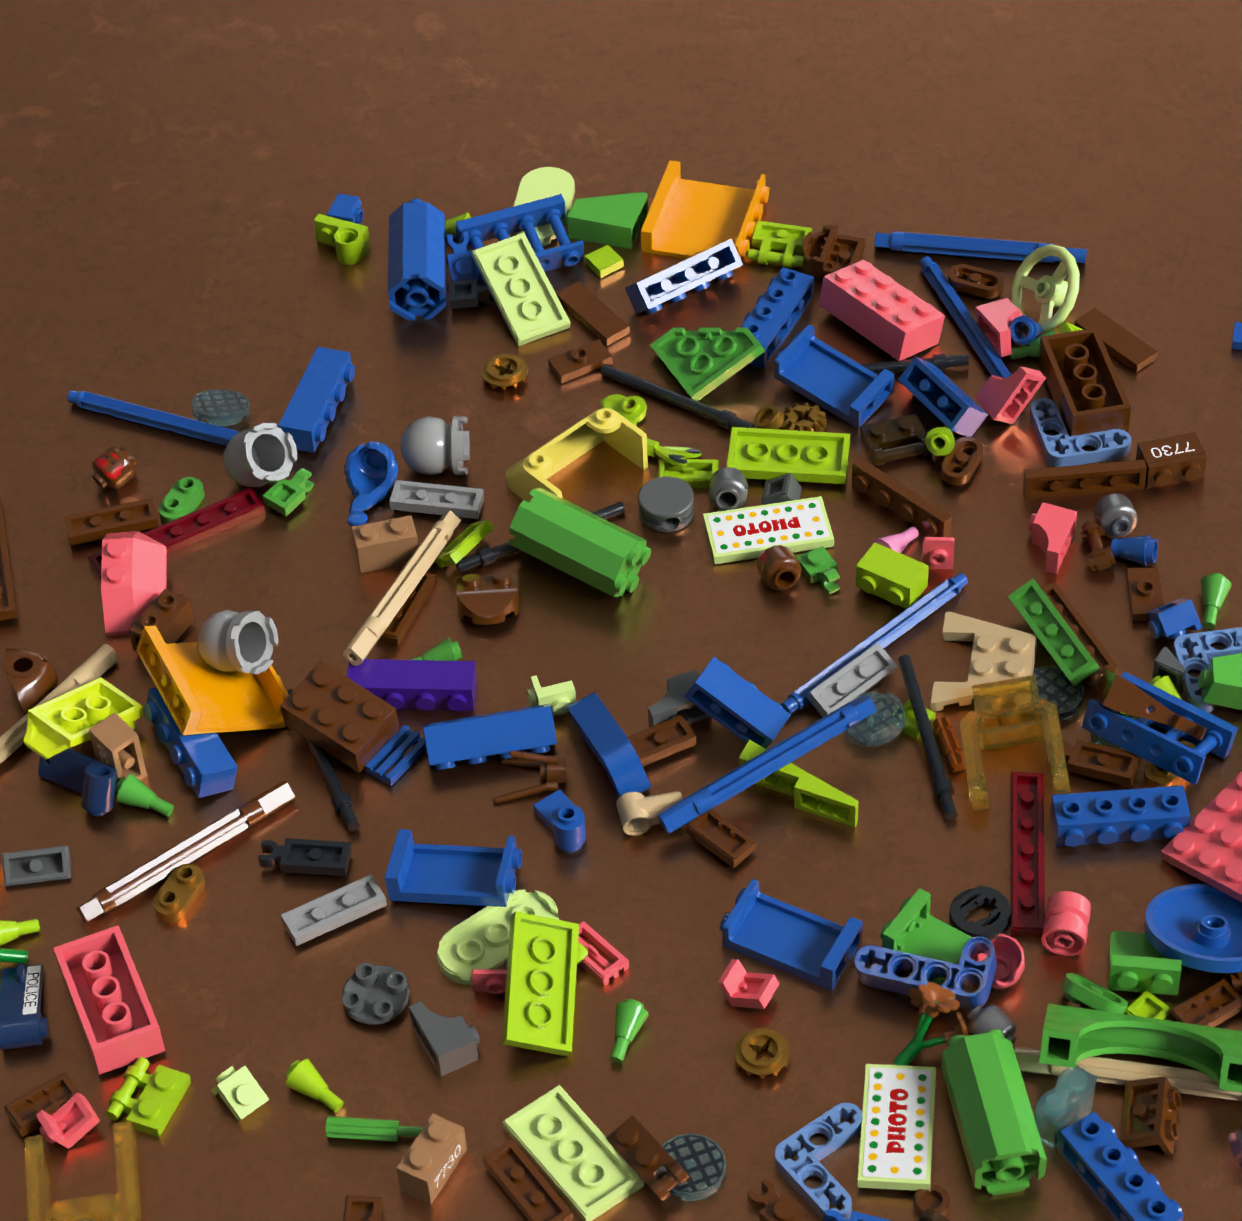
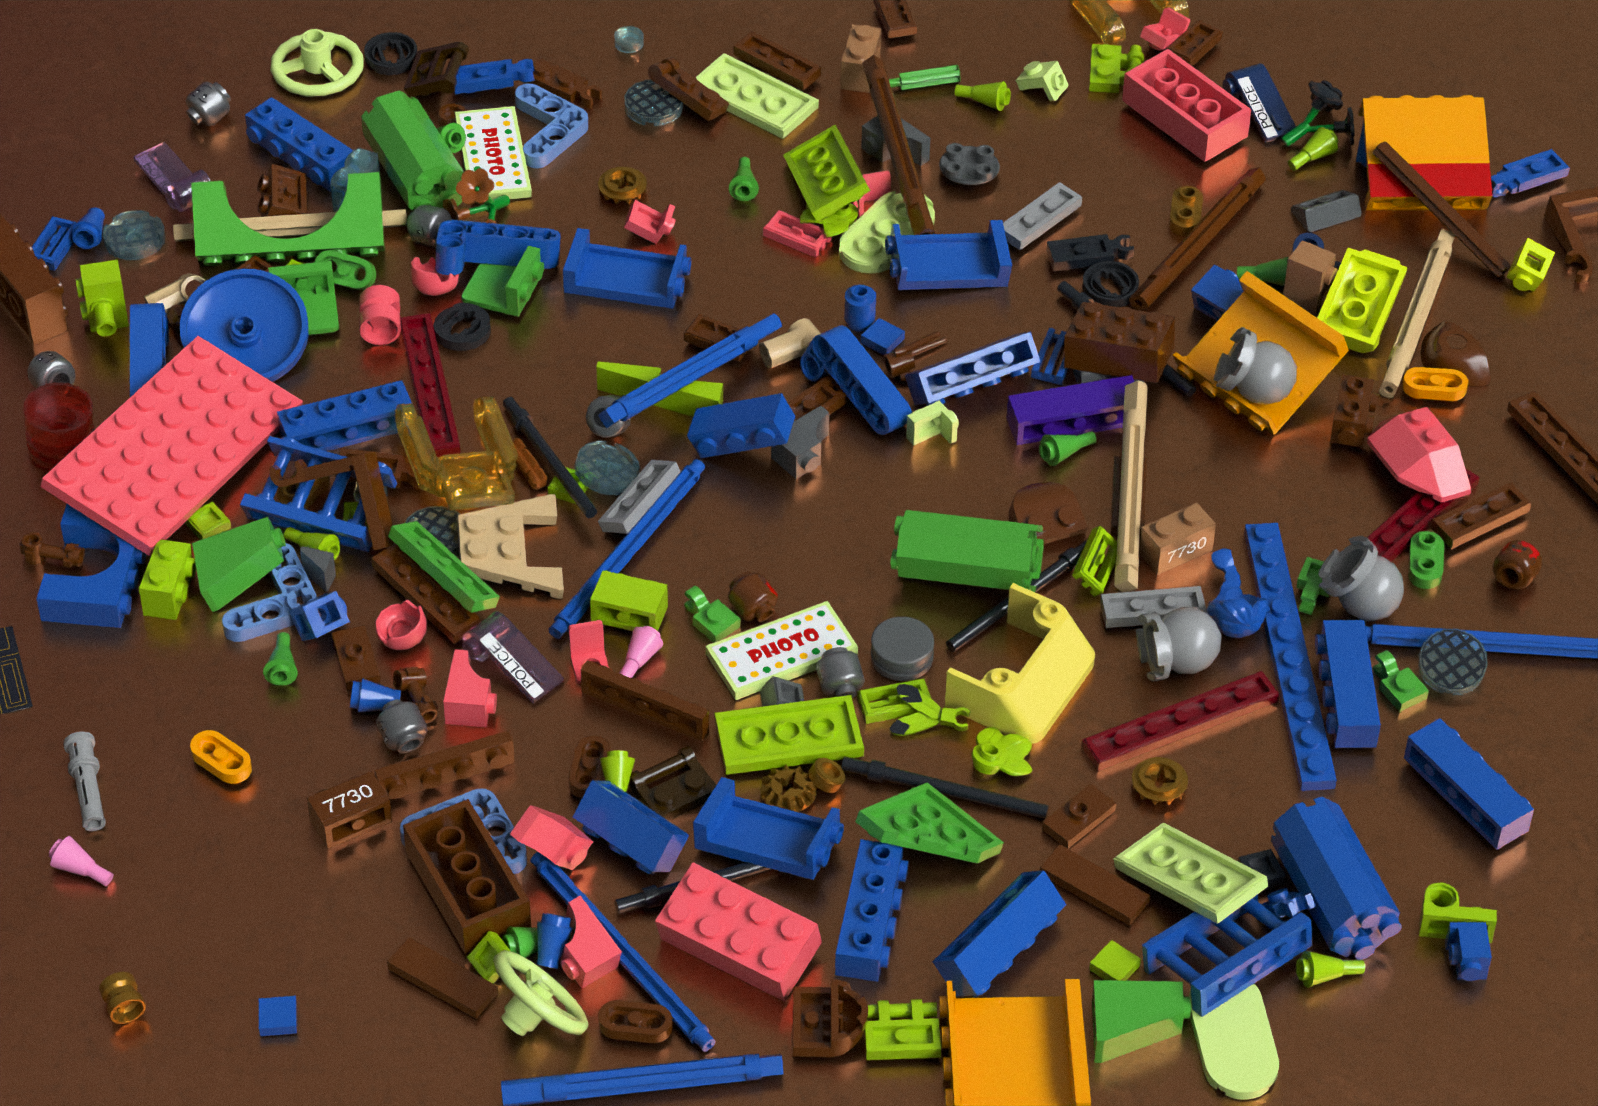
camera: 160 degrees right, 0 degrees up
(69, 647) = (1435, 383): none -> light orange plate
(270, 405) = (1398, 686): none -> bright green plate
(272, 313) = (1468, 783): none -> blue brick
(308, 806) = (1117, 273): none -> black piece
(349, 433) = (1290, 658): none -> blue plate
(451, 992) = (898, 147): none -> reddish brown piece
(478, 412) = (1179, 720): none -> dark red tile
(859, 759) = (595, 423): none -> flat silver head
(948, 1141) = (453, 135): none -> bright green cone
(1009, 560) = (513, 654): none -> clear purple door
(1100, 598) = (401, 625): none -> coral hair

